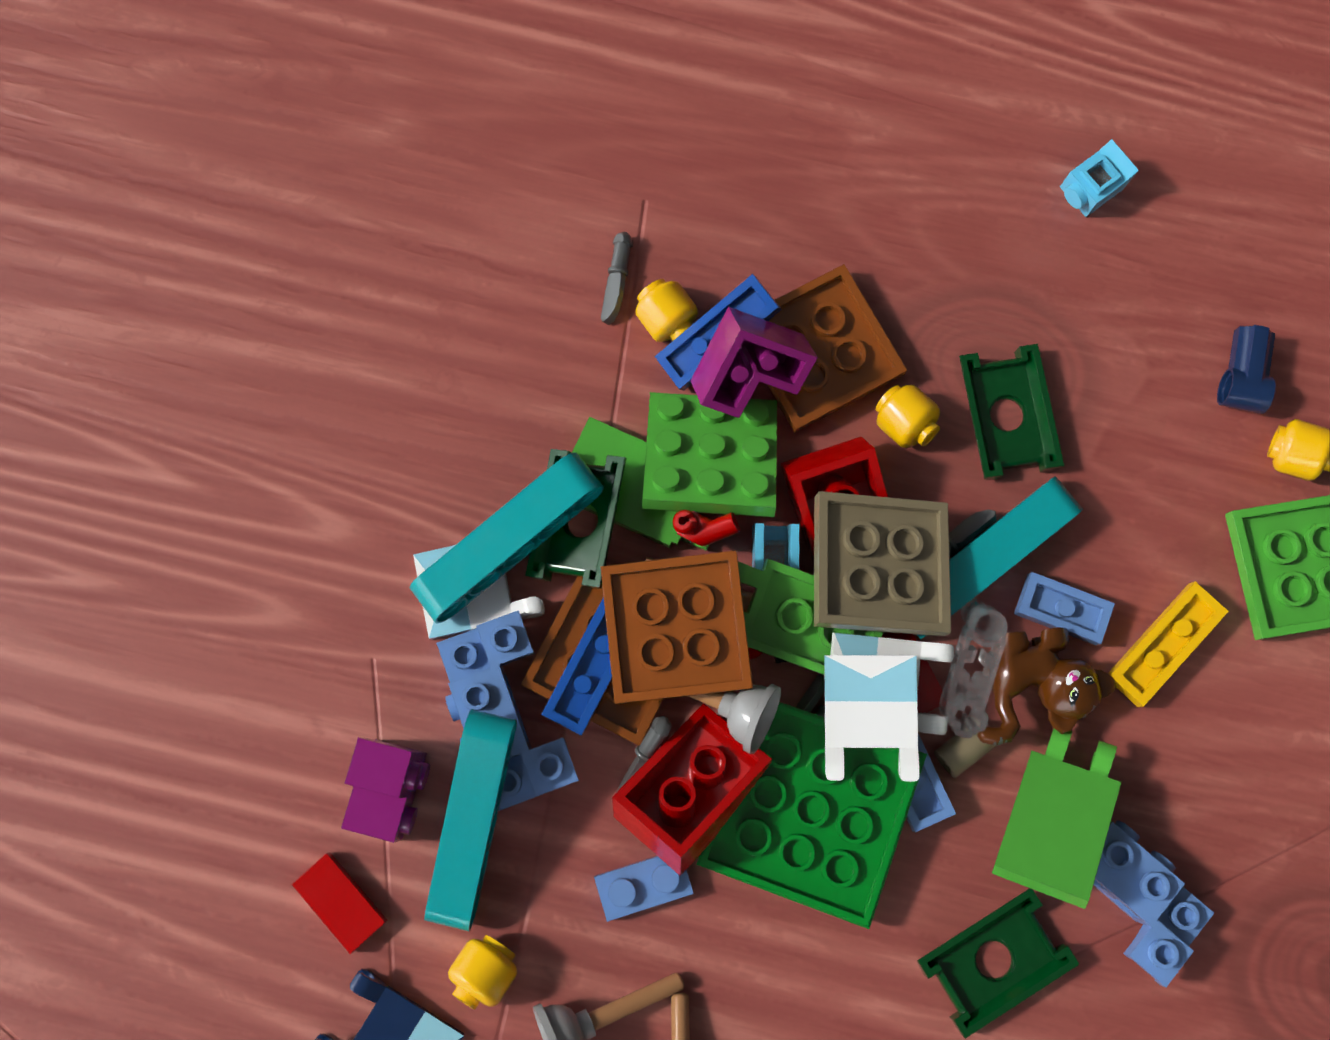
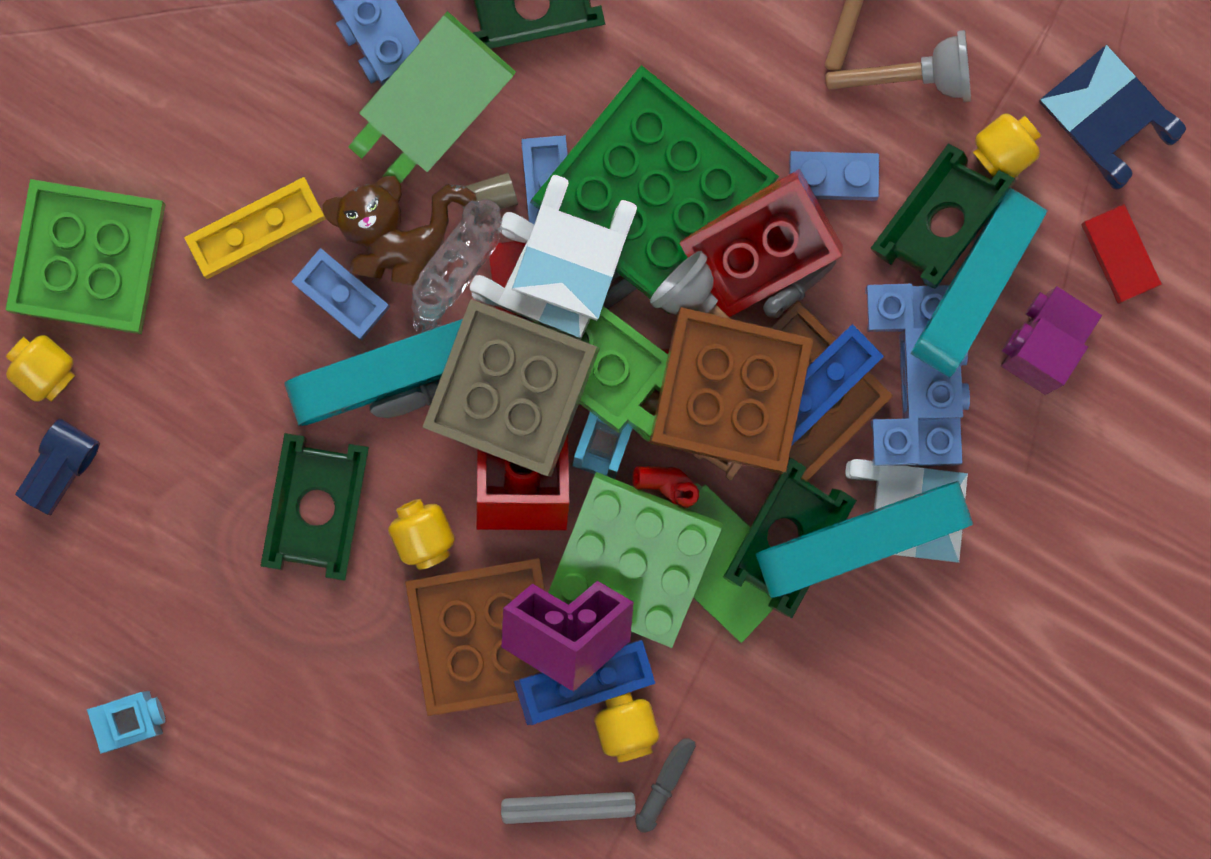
camera: 165 degrees left, 5 degrees up
(533, 911) = (943, 186): none -> dark green piece
(693, 232) = (568, 807): none -> light grey axle

